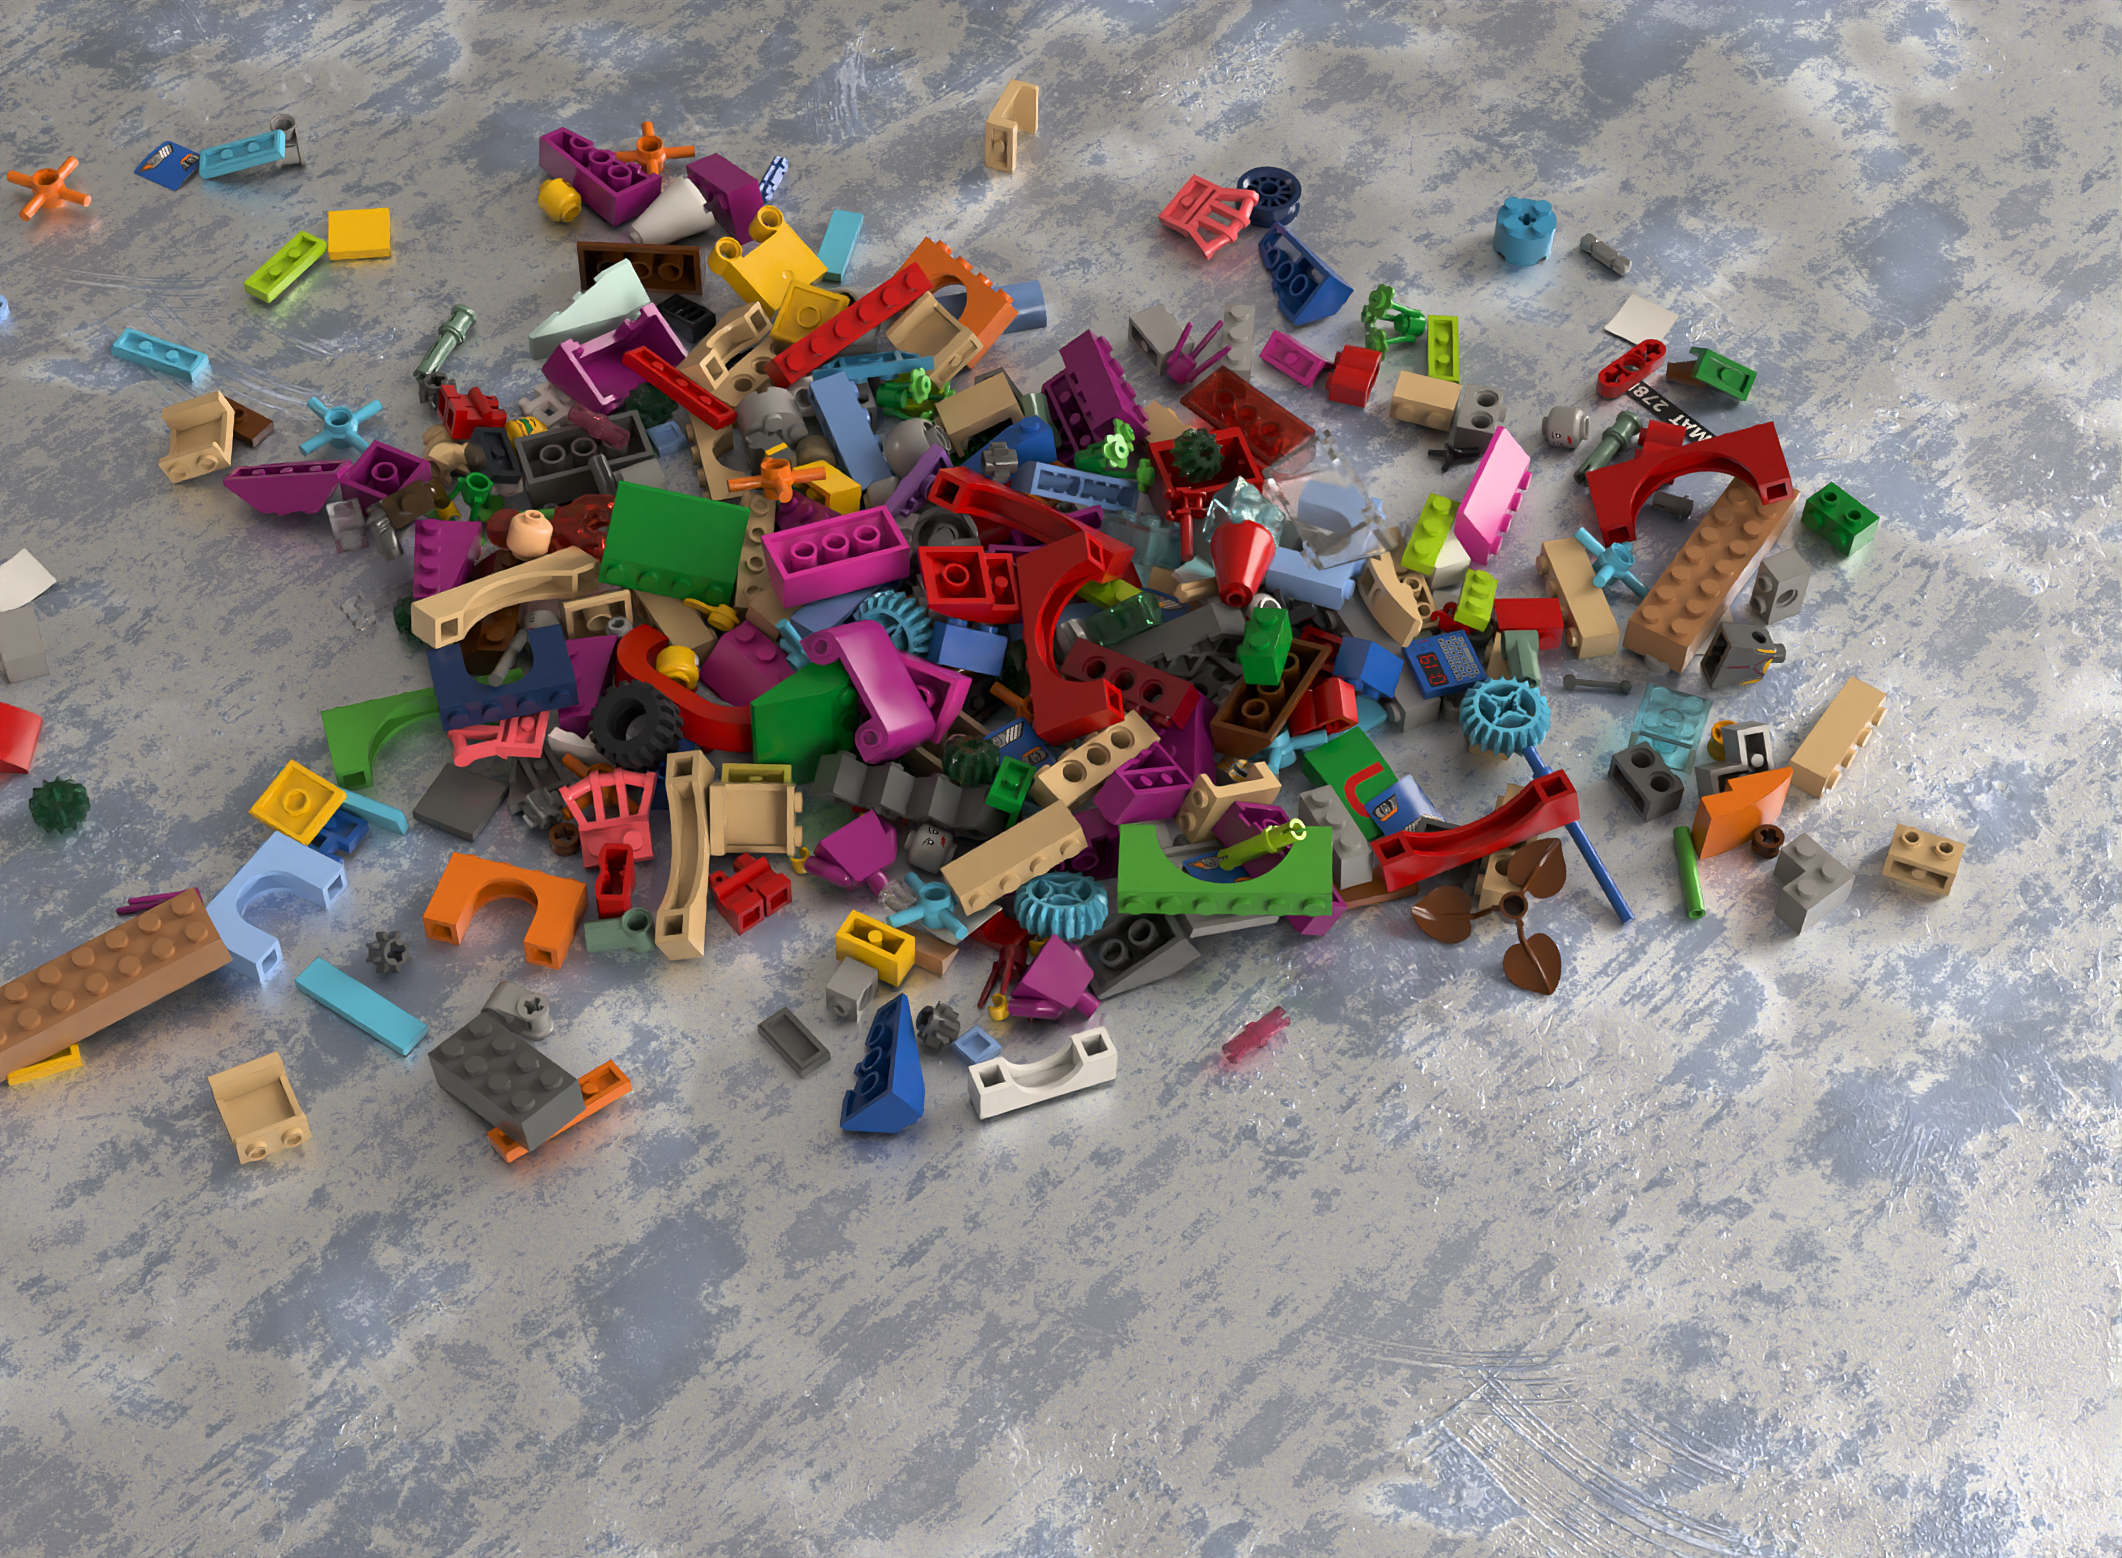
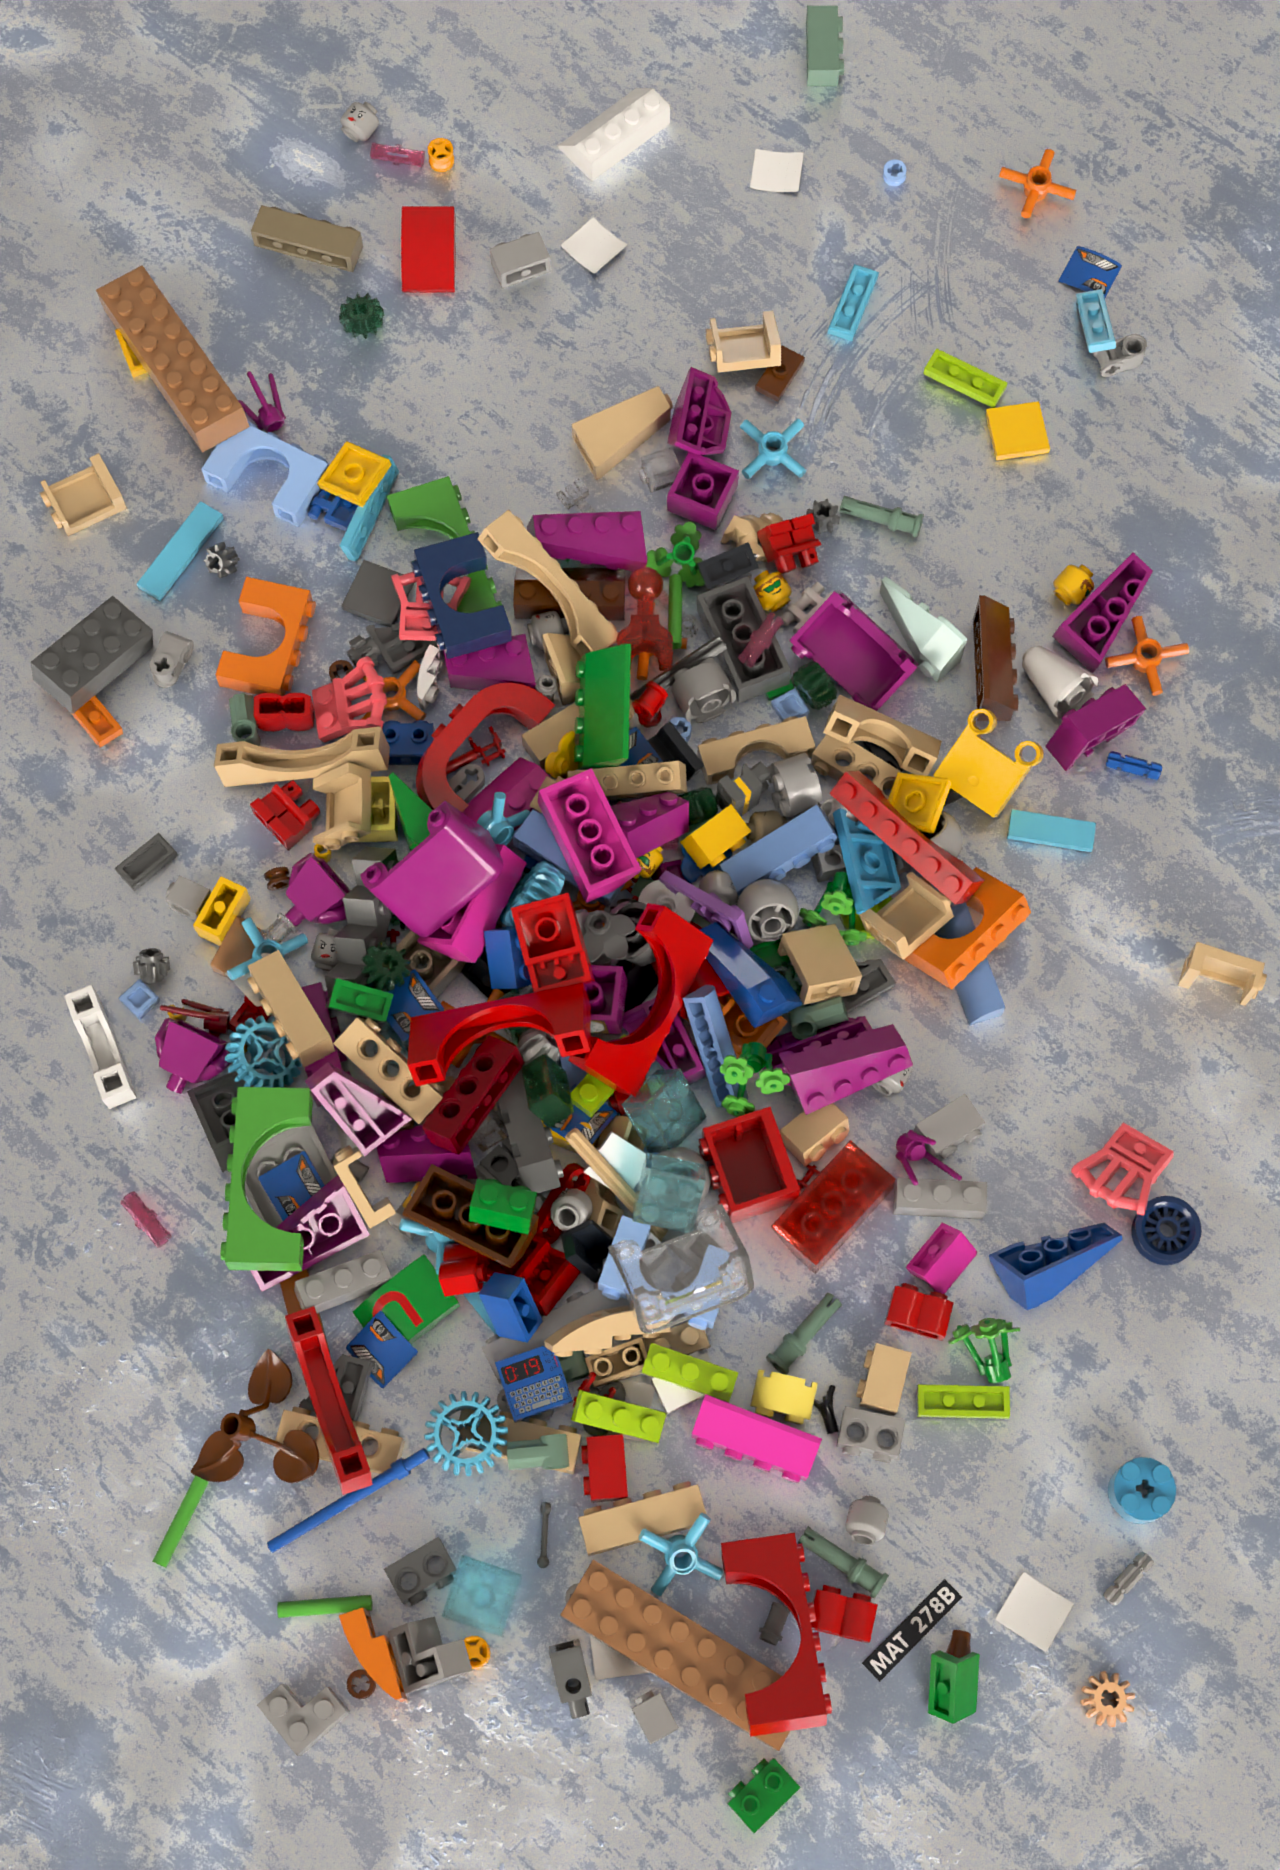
camera: 90 degrees right, 20 degrees up
(288, 561) = (620, 429): none -> tan slope
(403, 508) = (651, 501): dark brown torso -> none
(508, 658) = (486, 598): dark grey bar -> none
(529, 535) = (624, 598): light nougat head -> none
(616, 714) = (415, 702): black tyre -> none
(679, 388) = (817, 701): red tile -> none
(680, 665) = (500, 734): yellow head -> none
(692, 330) = (927, 721): black slope -> none
(776, 479) = (683, 782): orange bar -> none
(832, 900) = (277, 878): none -> reddish brown bush
(889, 1077) = (94, 932): blue wedge -> none
(999, 461) = (715, 968): dark grey gear -> none
(1186, 516) = (671, 1141): red piece -> none
(1197, 455) = (742, 1155): clear green gear -> none
(1240, 560) = (604, 1185): red cone -> none
(1271, 840) = (291, 1212): lime pin -> none
(1388, 471) = (795, 1343): none -> sand green pin
(1449, 470) = (784, 1396): none -> light yellow brick
(1607, 1003) = (180, 1521): none -> bright green piece
(1626, 379) = (984, 1604): red beam -> none
(1719, 273) = (1107, 1711): none -> light nougat gear
(1836, 737) = (479, 1760): tan brick -> none
(1923, 859) = (337, 1831): tan brick -> none

